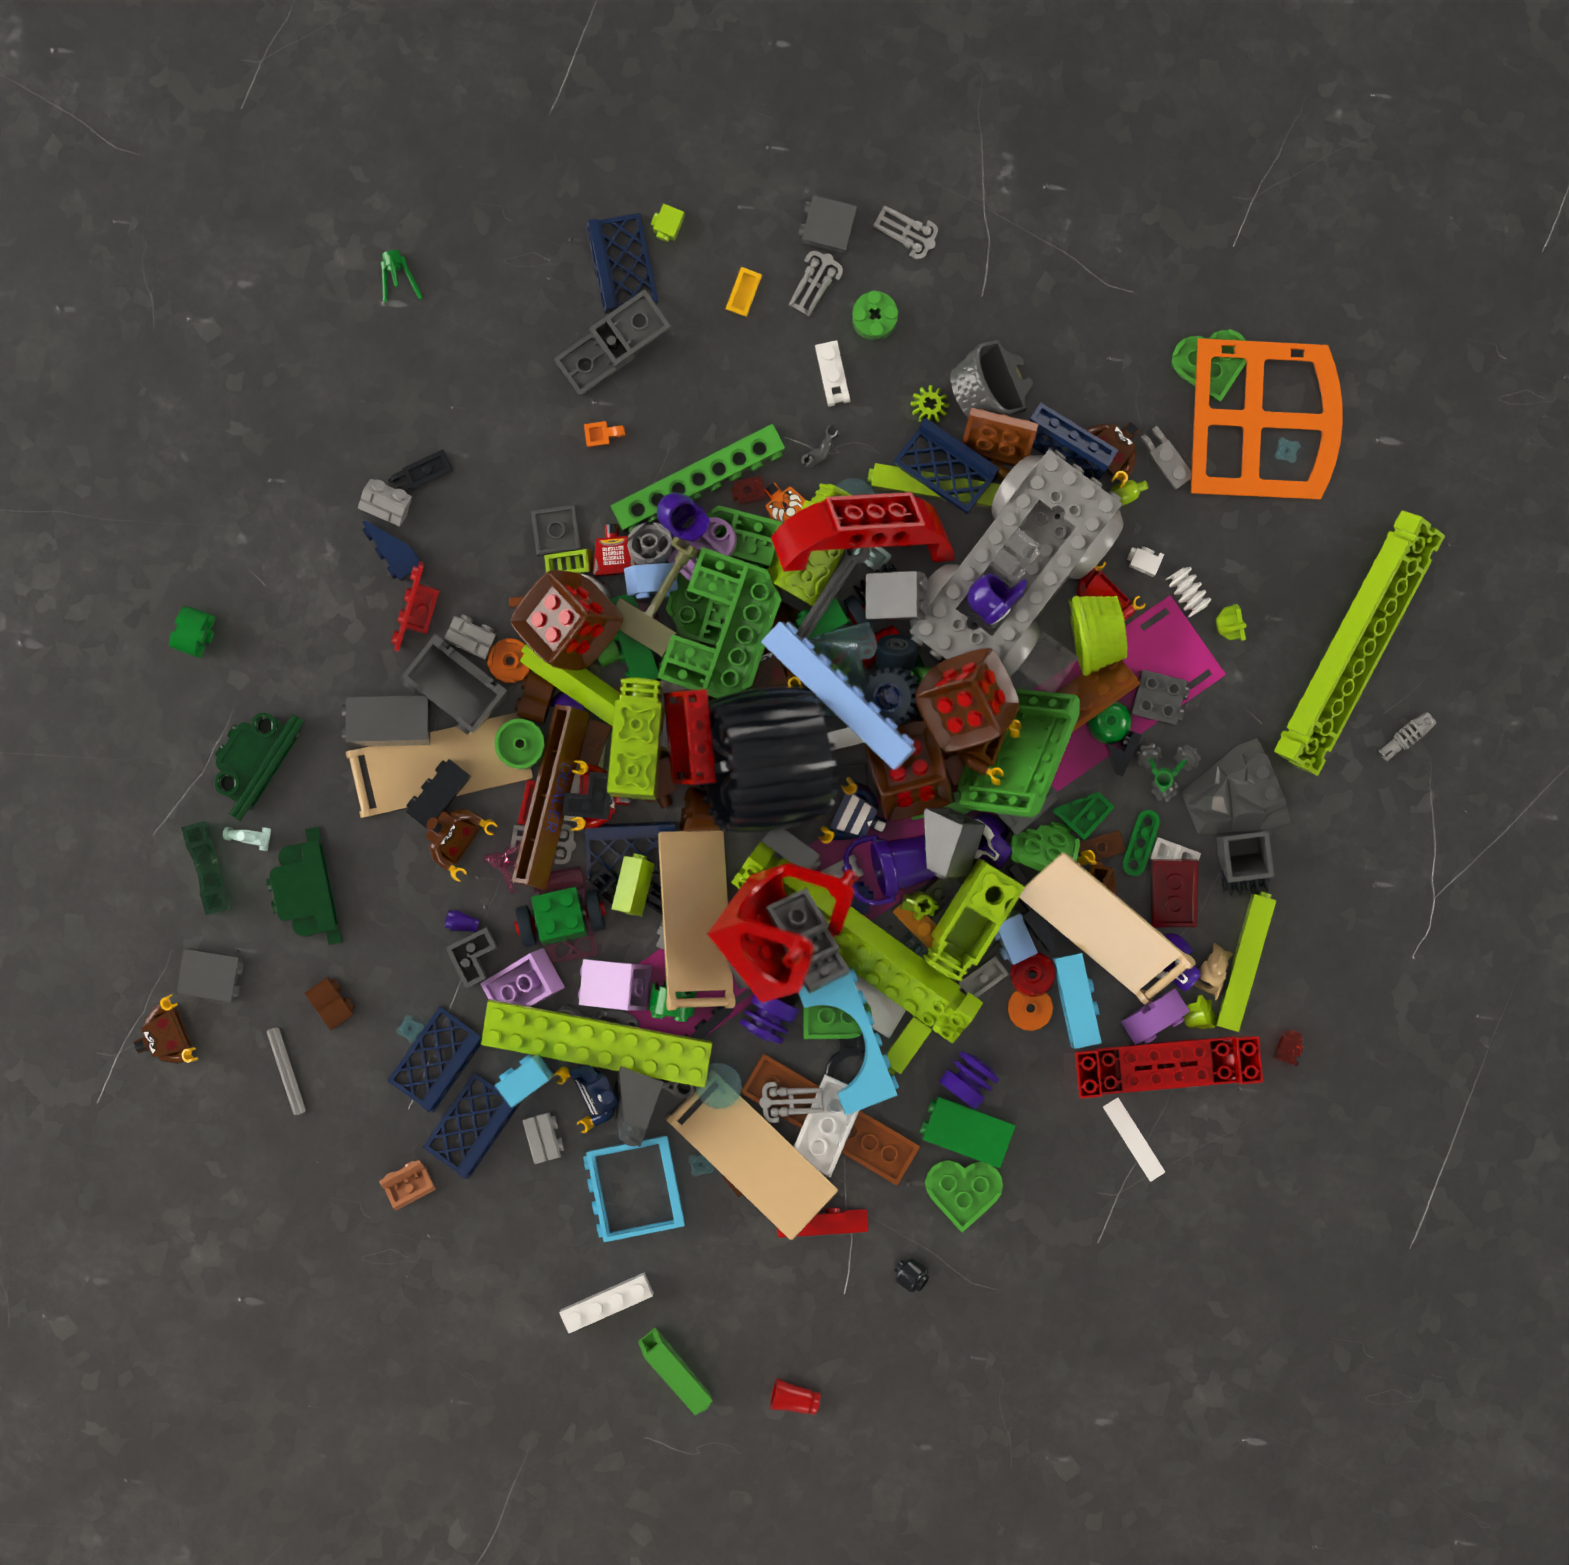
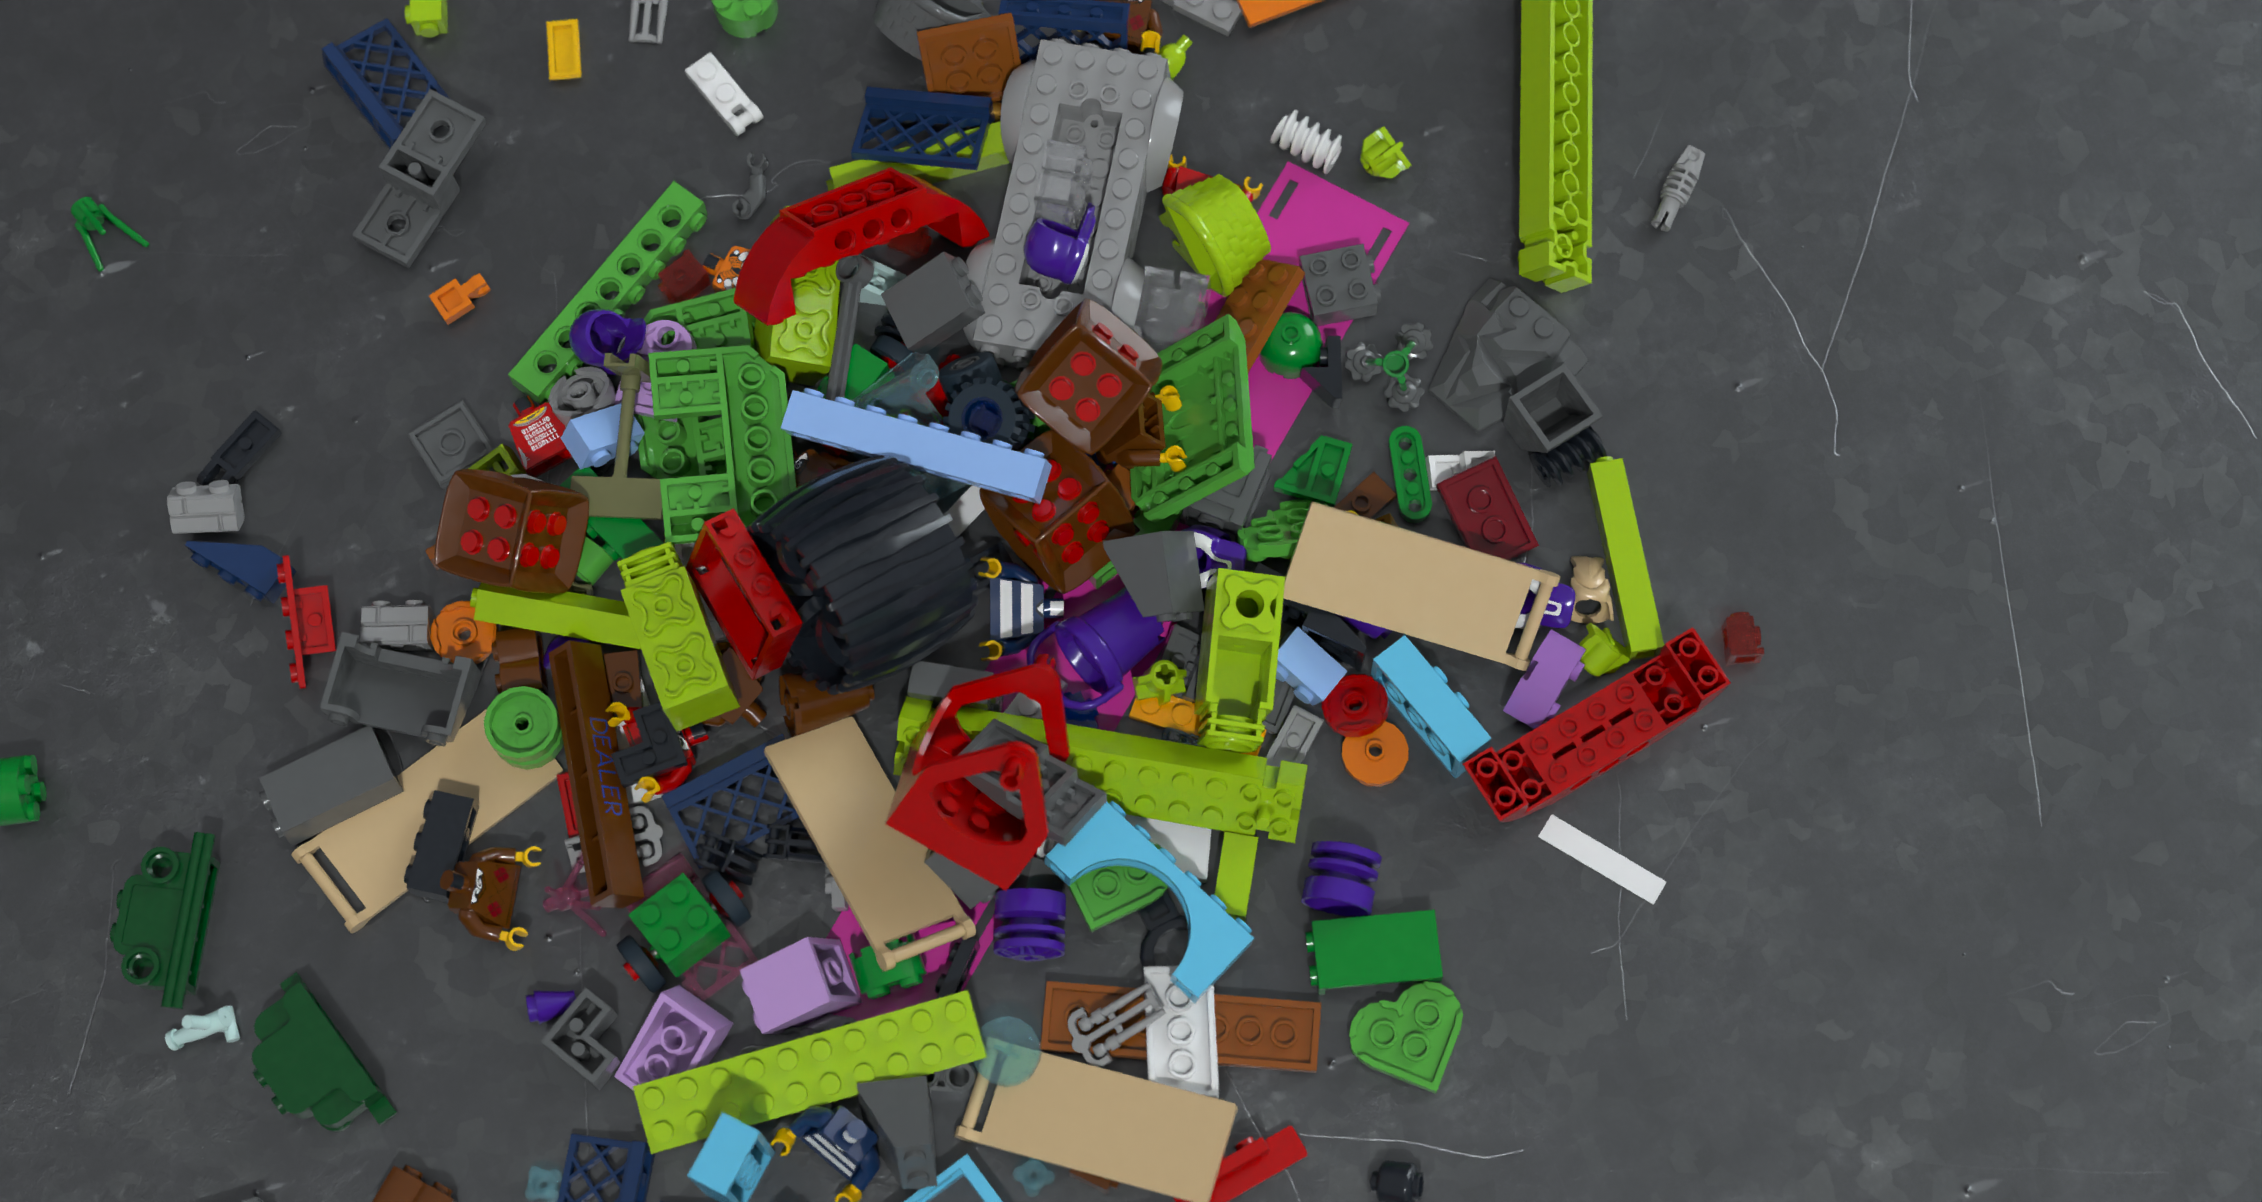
camera: 25 degrees left, 15 degrees down
(210, 877) = (162, 1096): clear green arch -> none
(633, 885) = (762, 838): lime brick -> none
(932, 397) = (865, 63): lime gear -> none
(1144, 560) = (1234, 132): white brick -> none

